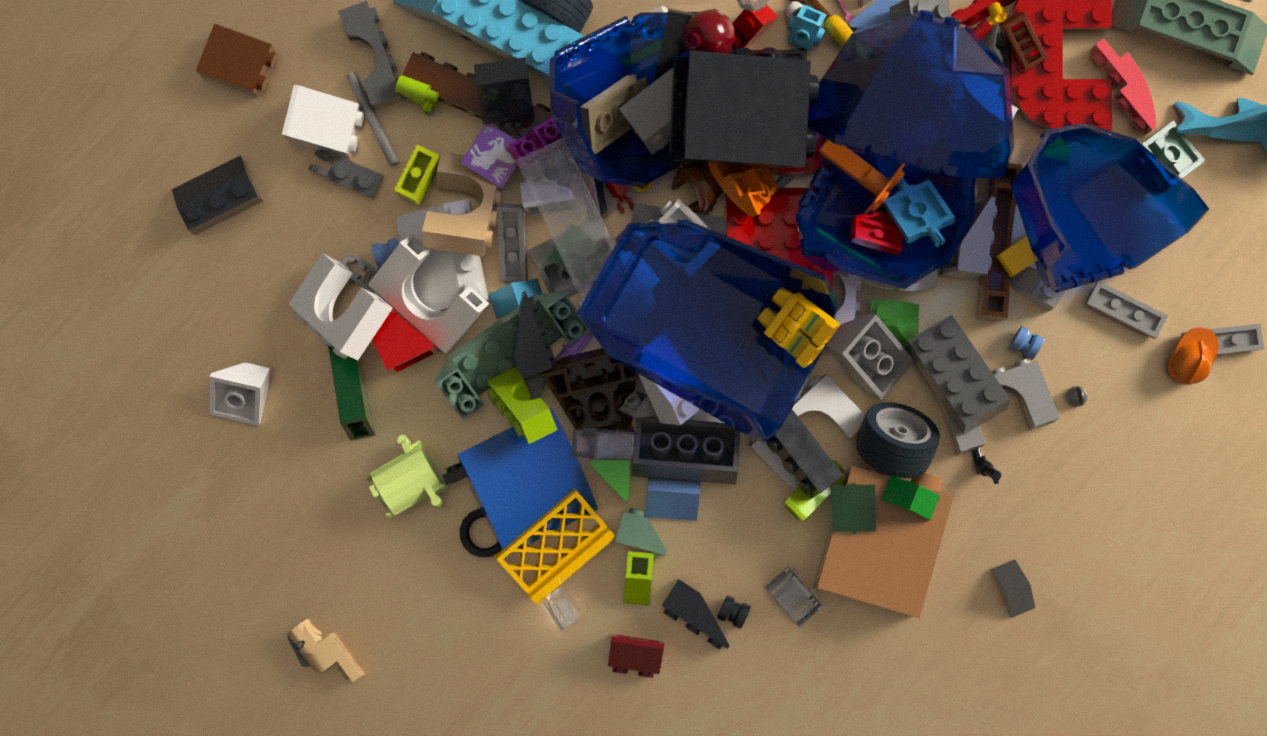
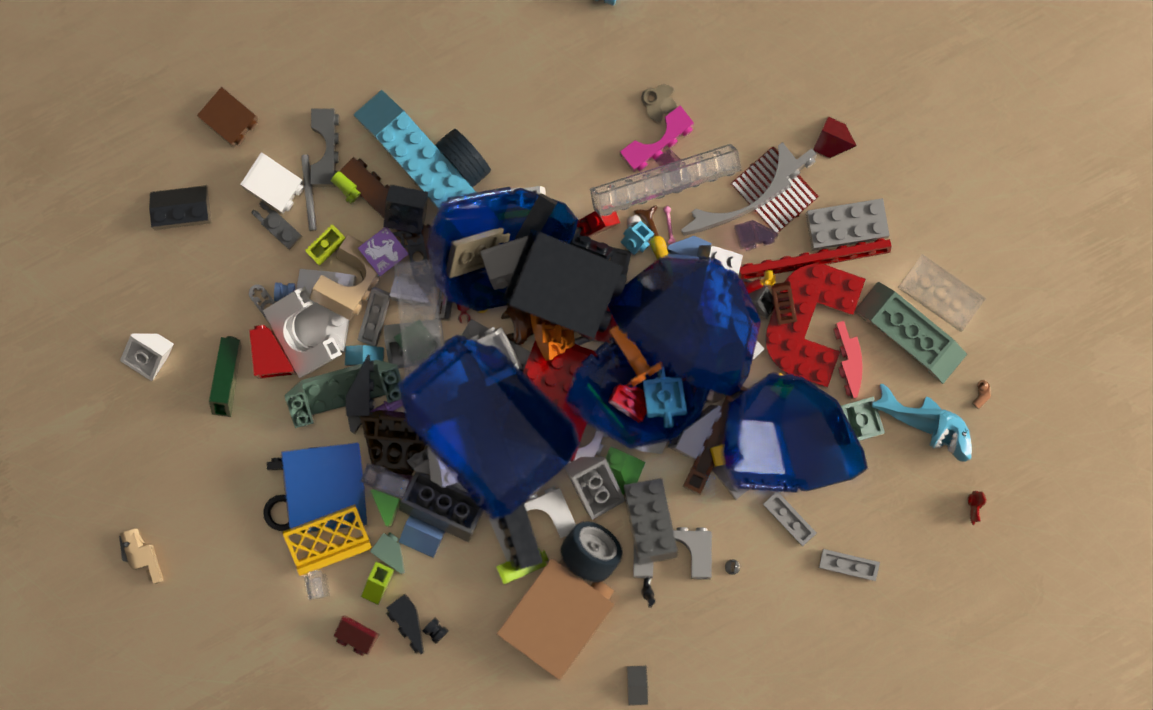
camera: 20 degrees right, 0 degrees up
(315, 303) = (220, 311): white arch -> none
(407, 480) = (241, 456): yellowish green container -> none
(528, 417) = (333, 424): lime arch -> none
(537, 138) = (415, 252): magenta slope -> none
(709, 32) = (560, 222): dark red cylinder -> none
(794, 596) = (481, 635): clear brick -> none
(798, 326) = (546, 448): yellow hips -> none
(853, 508) = (541, 587): clear green piece -> none
(910, 497) = (583, 594): green slope -> none
(1026, 342) = (706, 515): medium blue wheel -> none
(1193, 356) = (823, 568): orange piece -> none

